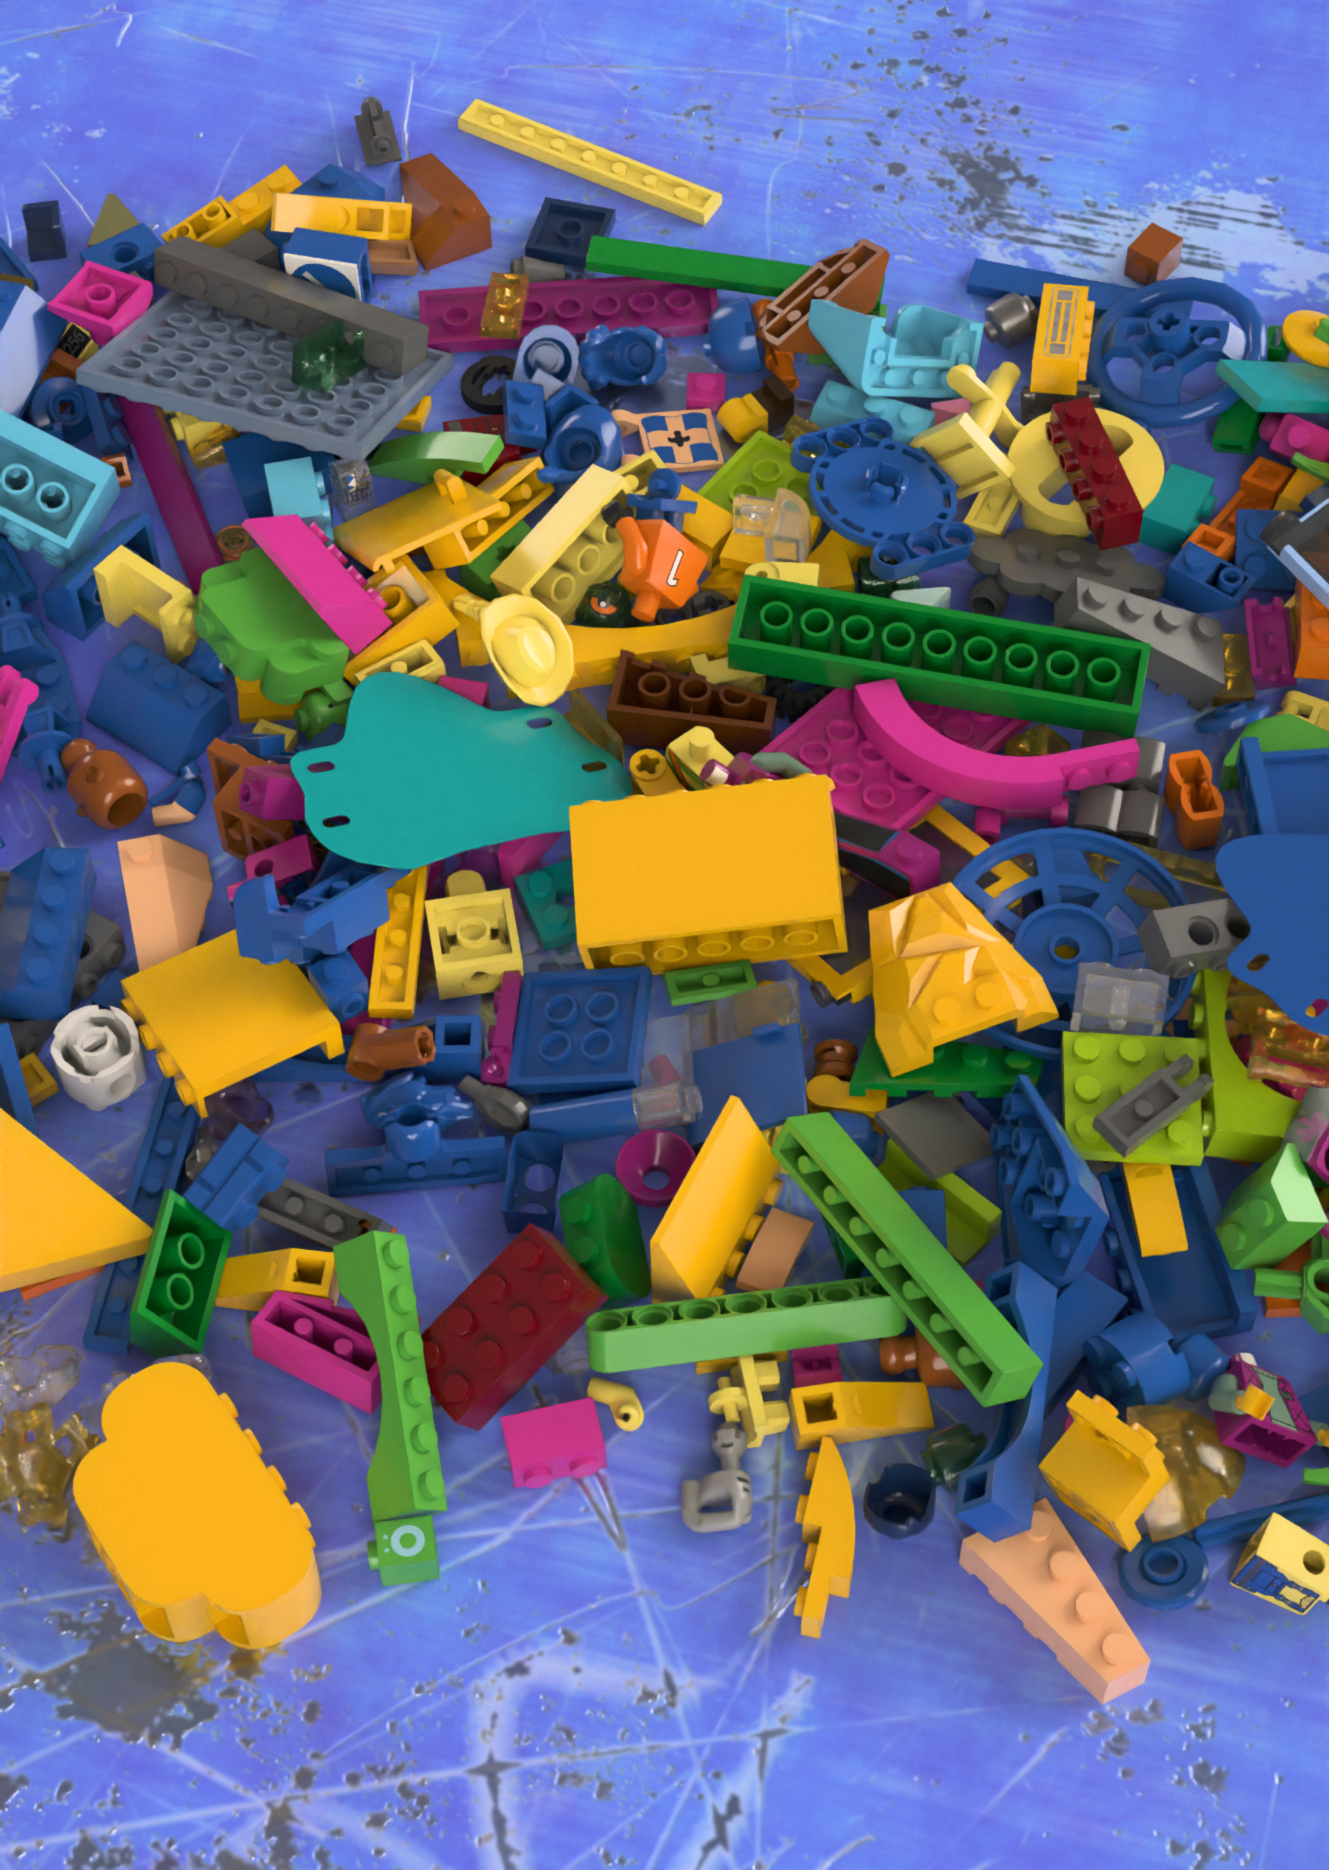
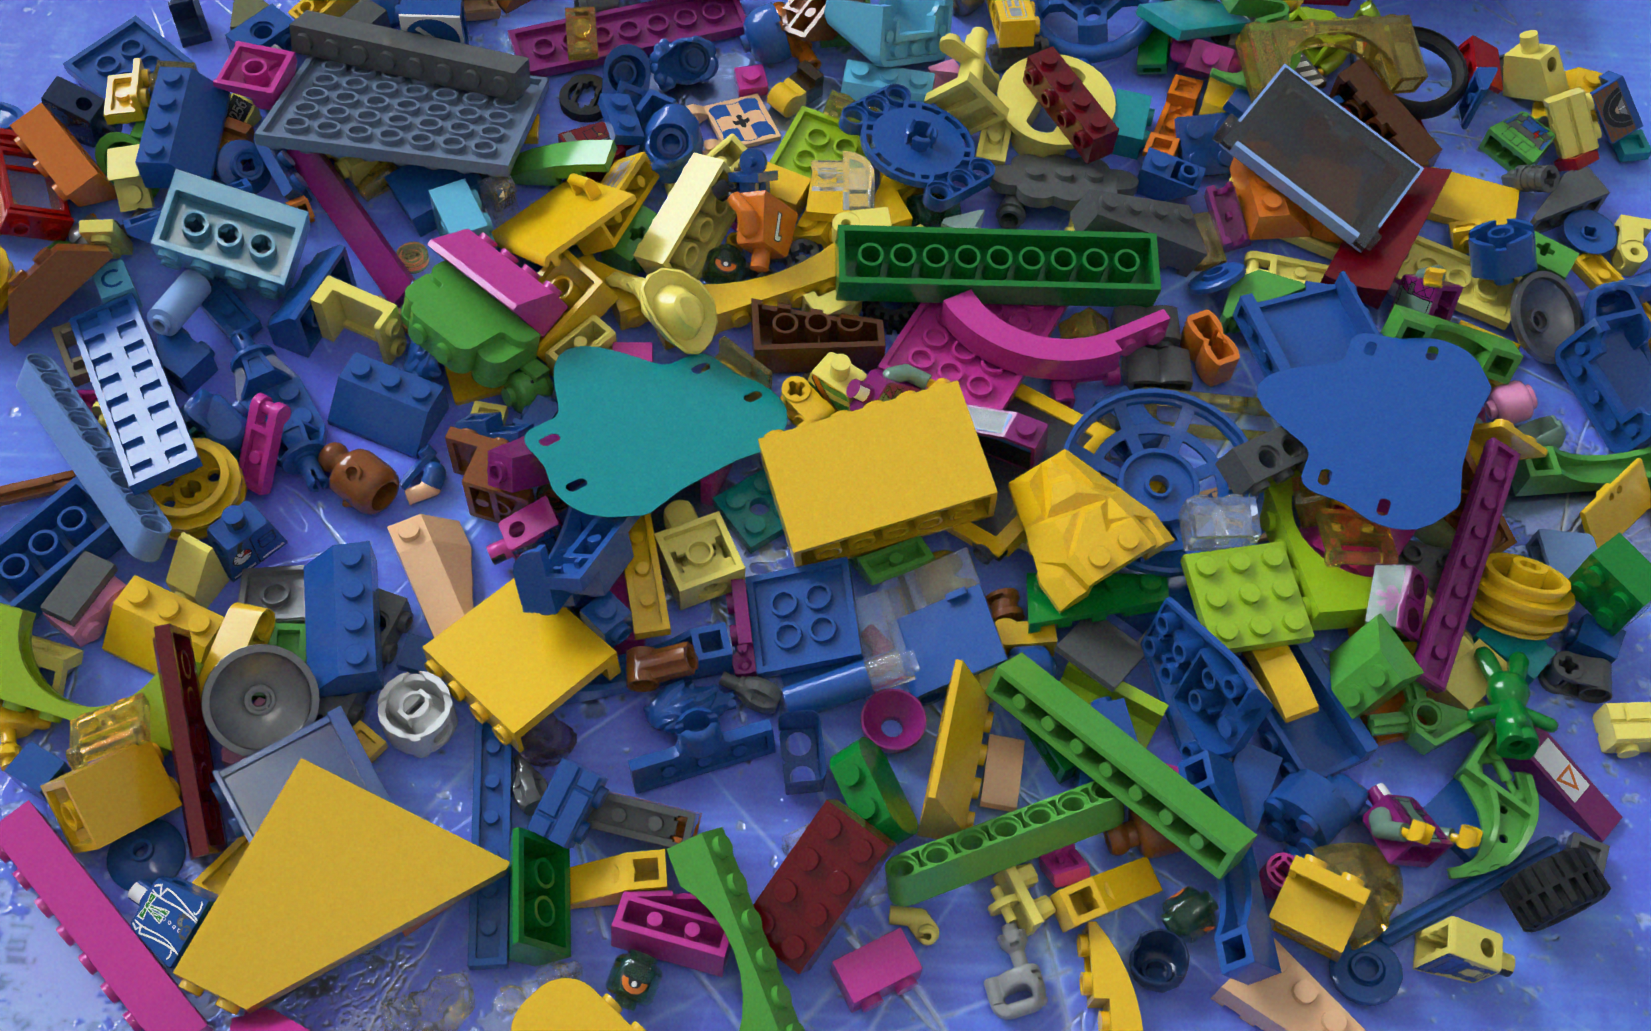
camera: 20 degrees left, 5 degrees up
(266, 1394) = (634, 979): none -> head
(326, 357) = (455, 96): clear green hinge -> none
(1150, 1106) = (1270, 606): dark grey hinge -> none

